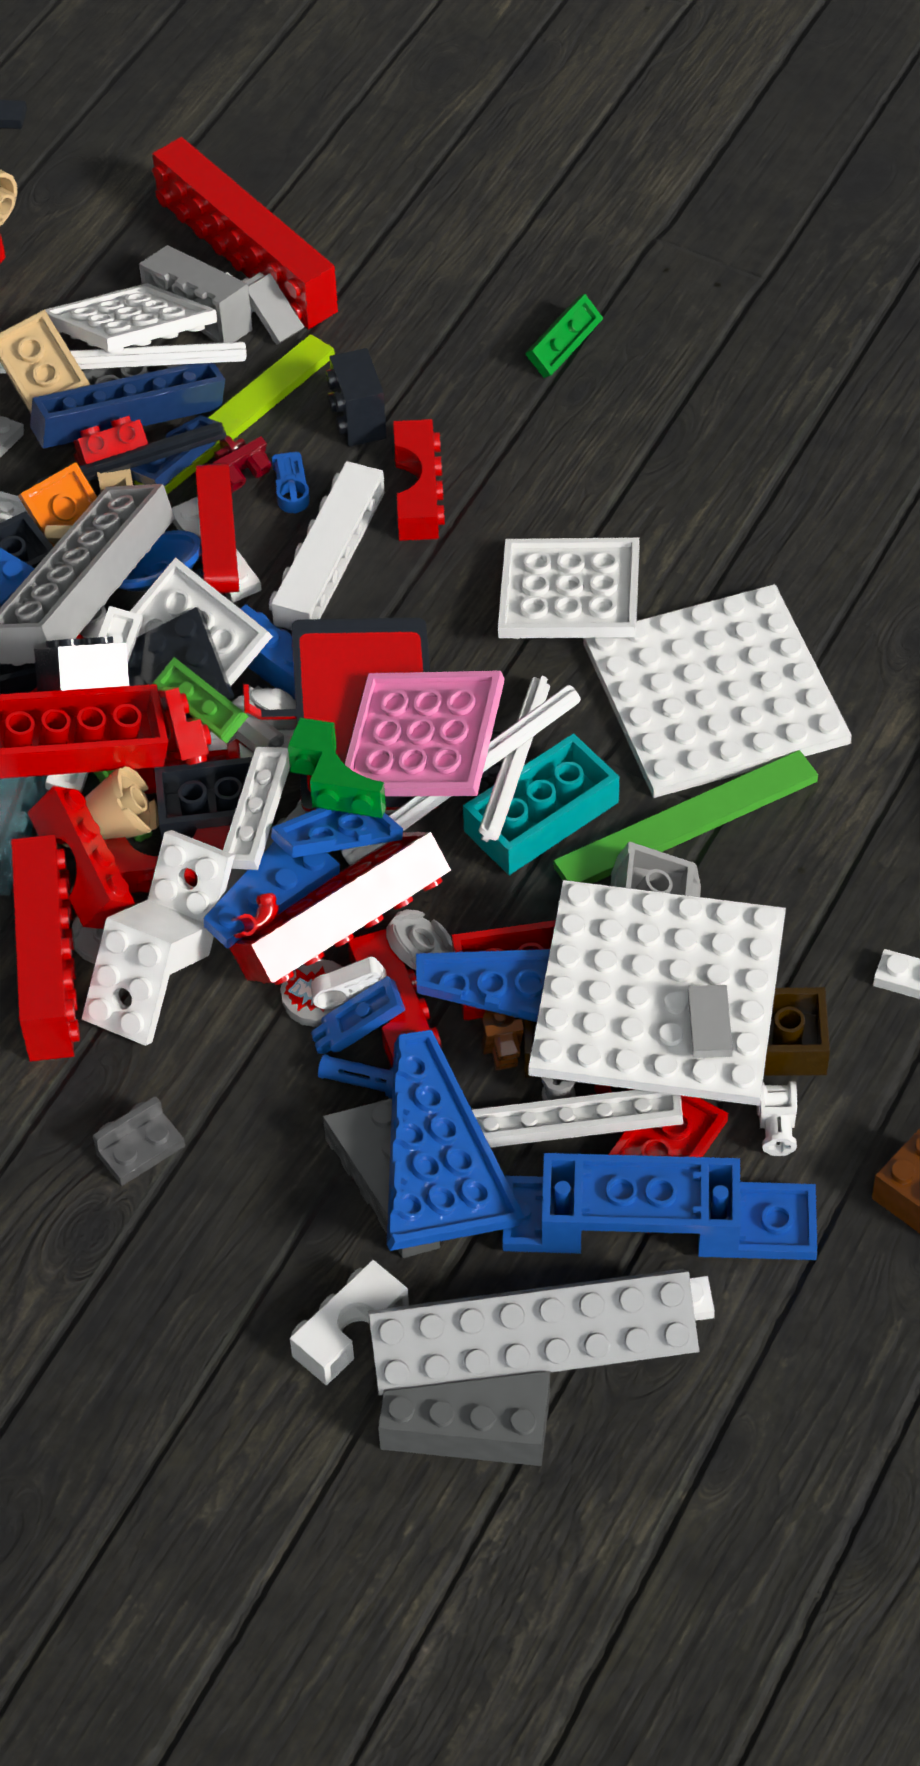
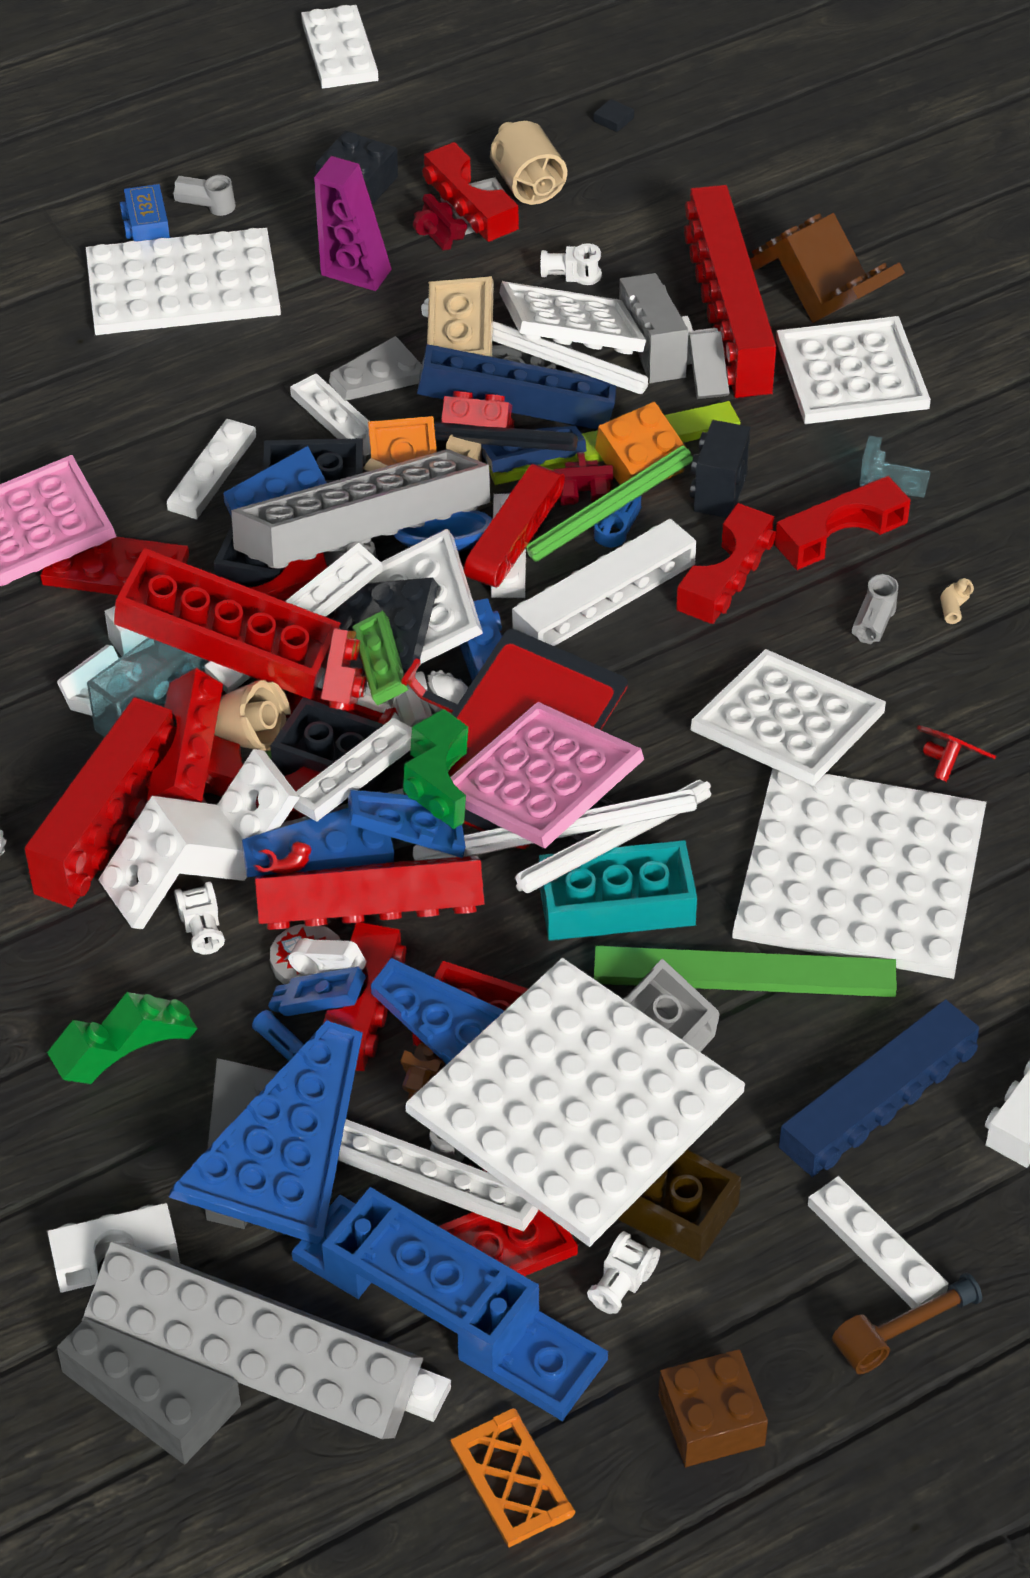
camera: 30 degrees right, 5 degrees down
(80, 268) = (573, 264): none -> white connector
(81, 664) = (283, 576): brick -> none
(137, 1141) = (60, 998): flat silver bracket -> none
(198, 1002) = (200, 916): none -> white connector
(223, 1126) = (136, 1021): none -> green arch
(273, 408) = (636, 441): none -> orange brick
(282, 472) = (609, 503): none -> bright green axle
(315, 176) = (822, 265): none -> reddish brown bracket
(397, 260) = (852, 370): none -> white plate
(412, 934) = (419, 946): light grey tile -> none
(497, 341) = (910, 480): none -> clear light blue bracket
(504, 373) = (875, 506): none -> red arch
(564, 336) = (956, 498): plate -> none
(570, 461) = (876, 608): none -> light grey piece
(622, 424) = (953, 598): none -> tan arm
(710, 1021) = (590, 1144): light grey tile -> none
(718, 559) = (948, 754): none -> red shield
(811, 1355) = (495, 1505): none -> orange window
(865, 862) = (879, 1088): none -> dark blue brick

